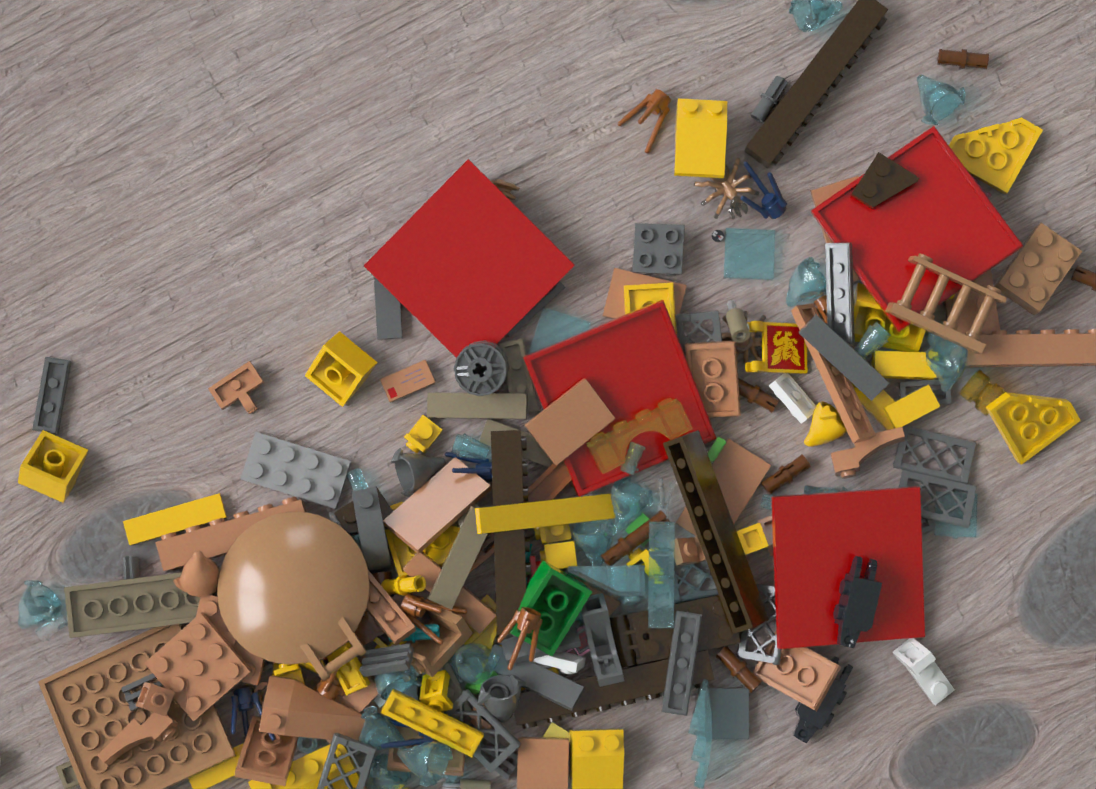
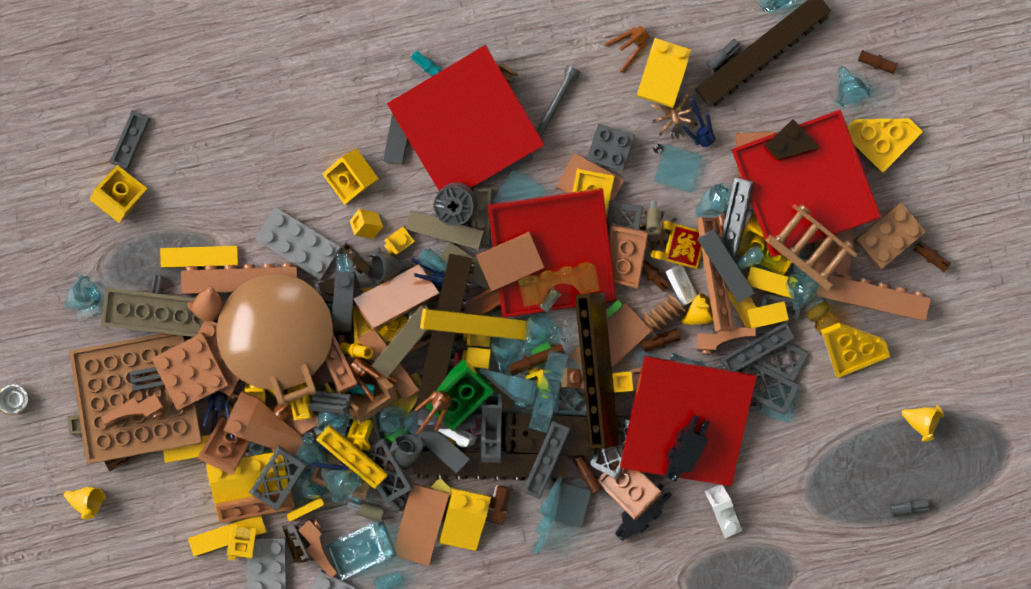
camera: 15 degrees right, 5 degrees up
(155, 698) = (153, 386): nougat bracket -> none
(236, 387) = (269, 170): nougat plate -> none
(376, 423) = (366, 223): none -> yellow panel
(380, 475) = (359, 264): none -> dark brown wing
(398, 204) = (428, 66): none -> teal axle
(407, 381) = (397, 198): nougat tile -> none
(584, 172) = (570, 75): none -> dark grey piece
(635, 737) = (497, 508): none -> reddish brown piece
(780, 439) = (663, 313): none -> medium nougat piece
(911, 452) = (758, 348): none -> dark grey tile

